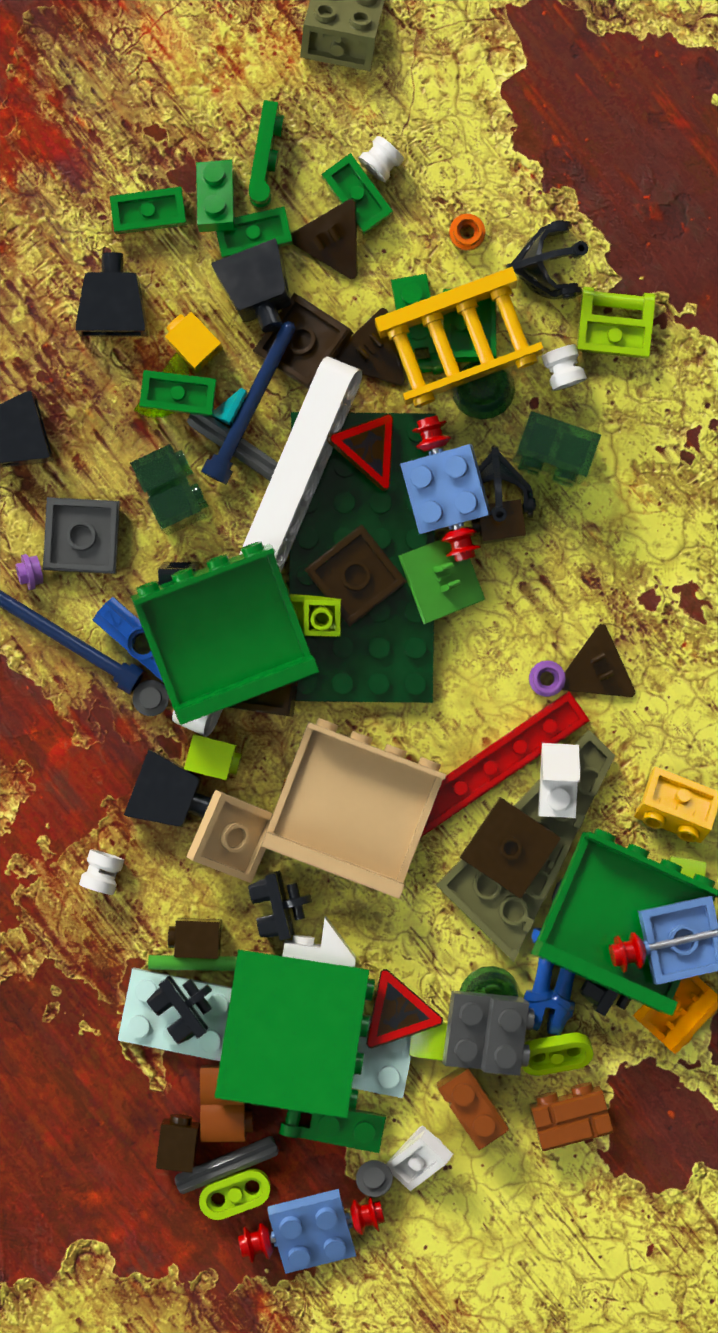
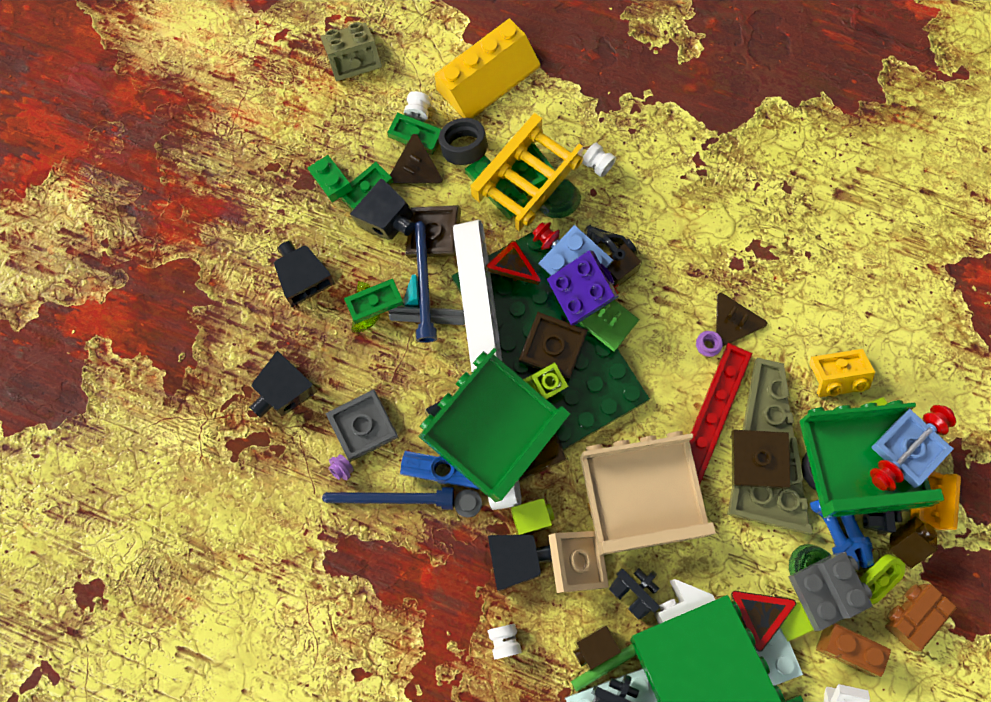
camera: 30 degrees left, 15 degrees down
(148, 210) = (293, 209): green plate -> none
(169, 490) = (401, 360): clear green piece -> none
(192, 341) = (365, 267): yellow brick -> none
(265, 157) = (347, 141): green plate -> none
(373, 355) = (483, 211): dark brown piece -> none
(409, 219) = (460, 128): none -> black tyre
(429, 530) = (583, 287): none -> dark purple plate
(472, 222) = (493, 113): orange plate -> none
(500, 160) = (487, 70): none -> yellow slope
(530, 264) = (560, 122): black helmet -> none
(556, 449) = (626, 202): clear green piece -> none
(559, 780) = (760, 397): white slope -> none
(615, 334) = (615, 127): lime plate -> none
(617, 1038) = (913, 542): none -> dark brown brick

